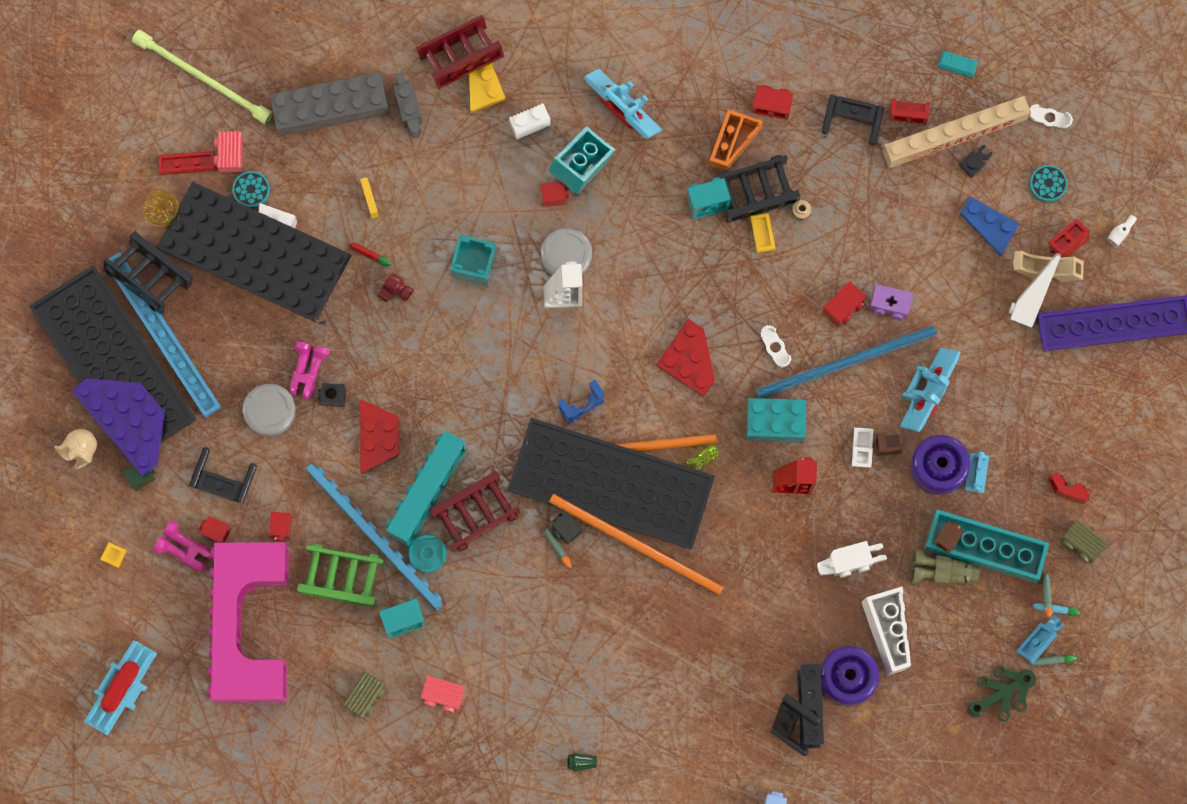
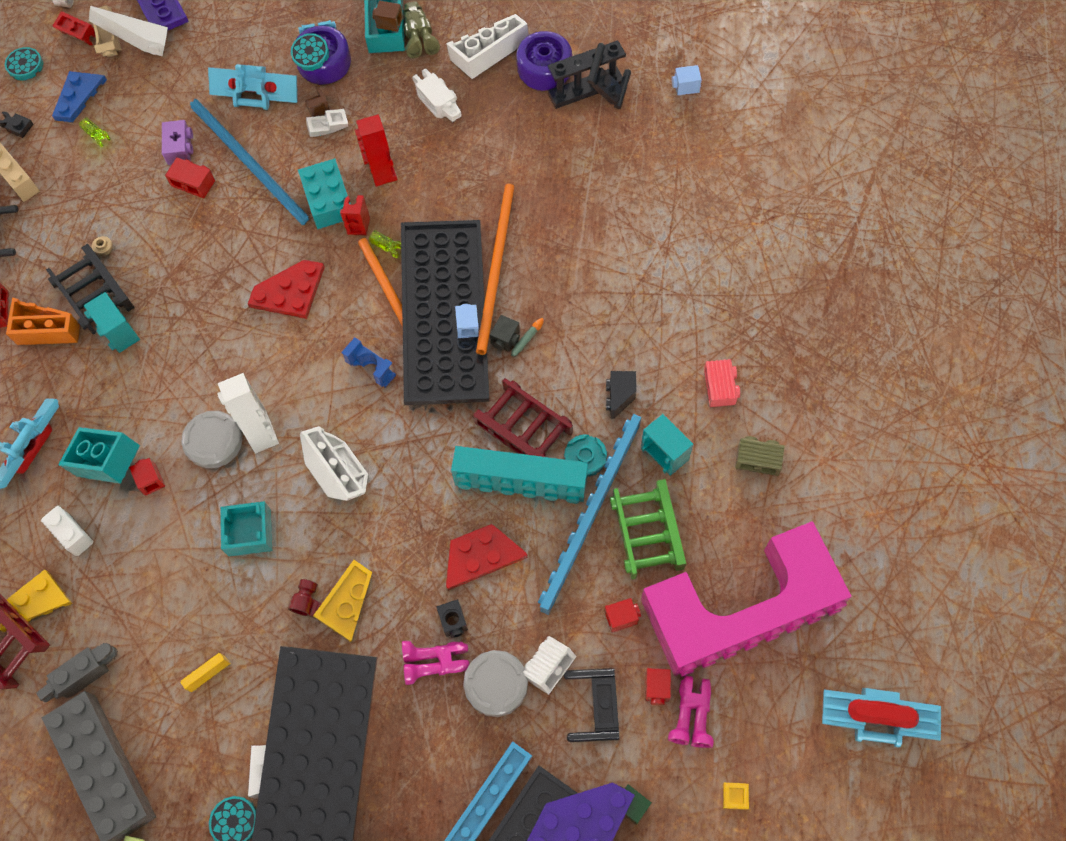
camera: 105 degrees left, 10 degrees down
(265, 454) = (548, 664): none -> white brick
(370, 254) = (273, 646): red piece -> none
(382, 318) = (344, 602): none -> yellow wing
(471, 606) = (622, 391): none -> black slope
(498, 345) = (333, 464): none -> white wedge
(581, 762) = (726, 243): dark green cone -> none
(585, 495) = (467, 321): none -> light blue brick
(735, 440) = (355, 216): none -> red hinge
(762, 233) = (136, 272): yellow tile -> none
(770, 336) = (262, 214): white piece -> none
(932, 449) = (309, 52): none -> teal tile
(936, 230) = (94, 131): none -> clear neon green bar

